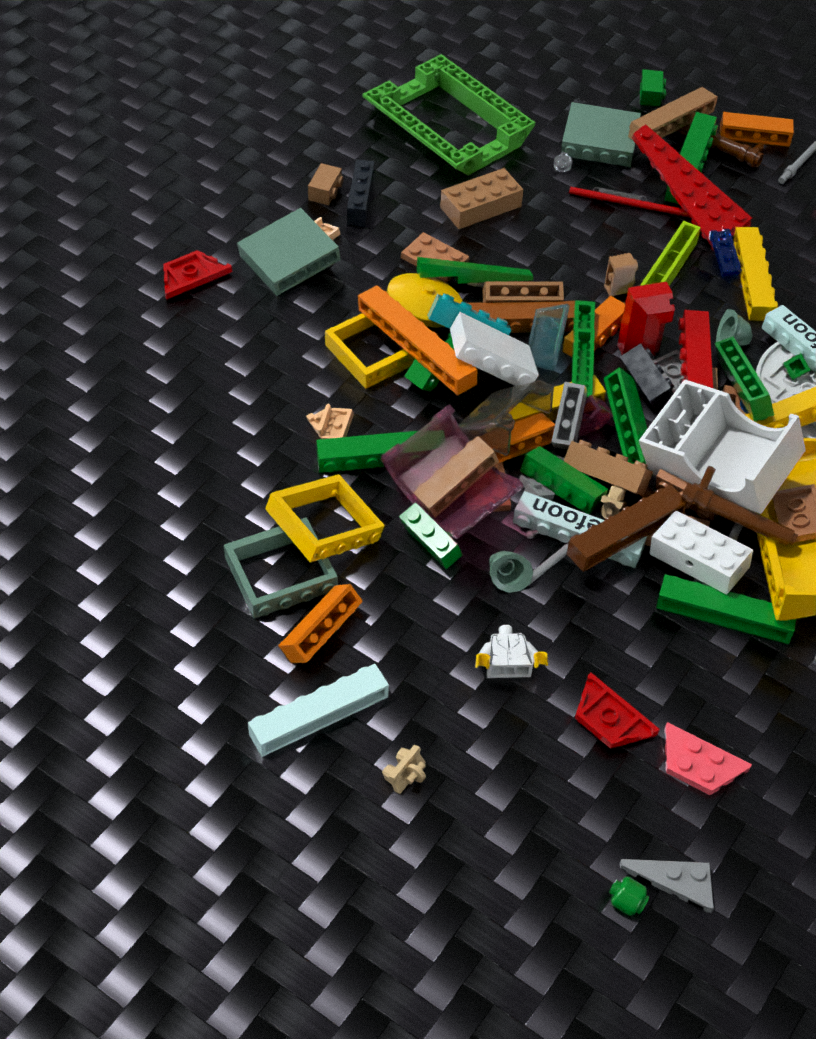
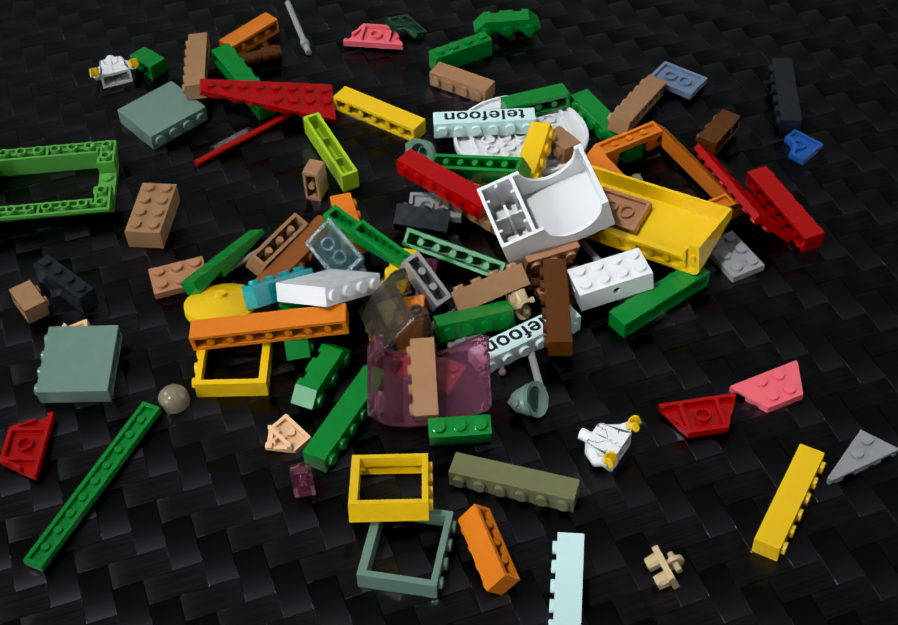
camera: 50 degrees left, 5 degrees down
(188, 333) = (91, 487): none -> green plate
(292, 456) = (302, 479): none -> clear pink slope
(308, 330) = (174, 398): none -> dark tan hair
(405, 406) = (320, 376): none -> green brick
(409, 608) = (514, 482): none -> olive brick
(562, 162) = (164, 151): clear tile -> none
(563, 837) = (788, 503): none -> yellow brick
(616, 72) = (114, 71): none -> white torso
(629, 896) = (862, 490): green head -> none
(645, 317) = (380, 185): red brick -> none
(706, 499) = (576, 246): reddish brown cylinder -> none
(725, 252) = (346, 115): clear blue plate -> none
(796, 366) = (488, 139): green slope -> none

